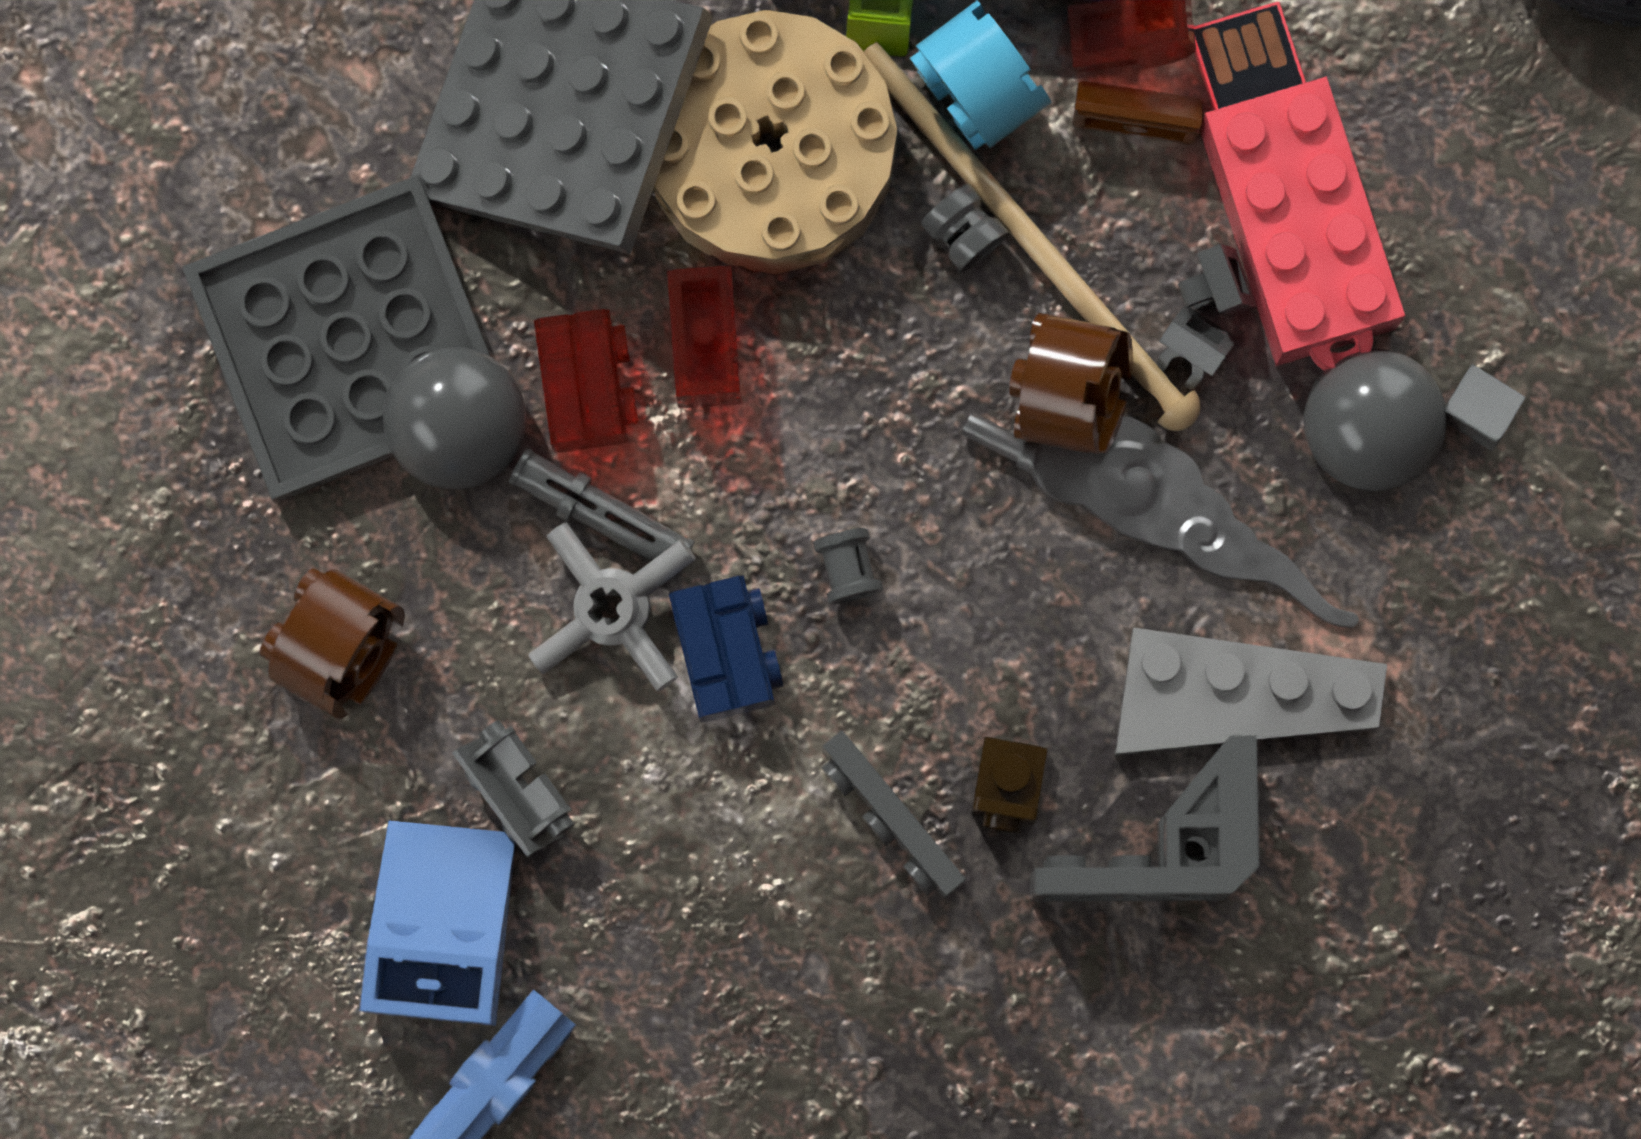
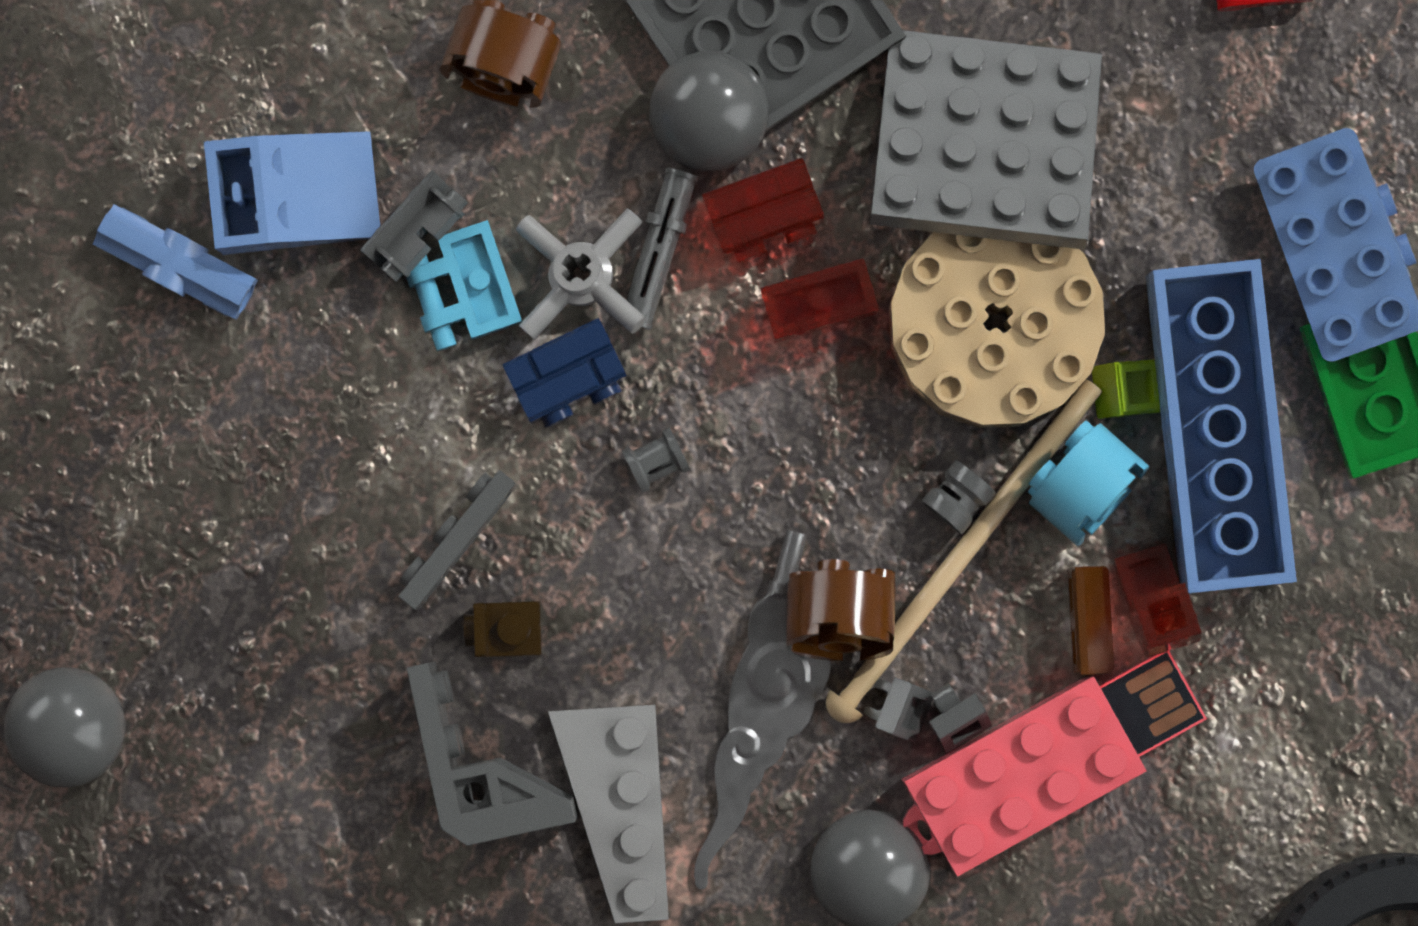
camera: 75 degrees right, 5 degrees up
(597, 729) = (479, 283): none -> medium azure plate

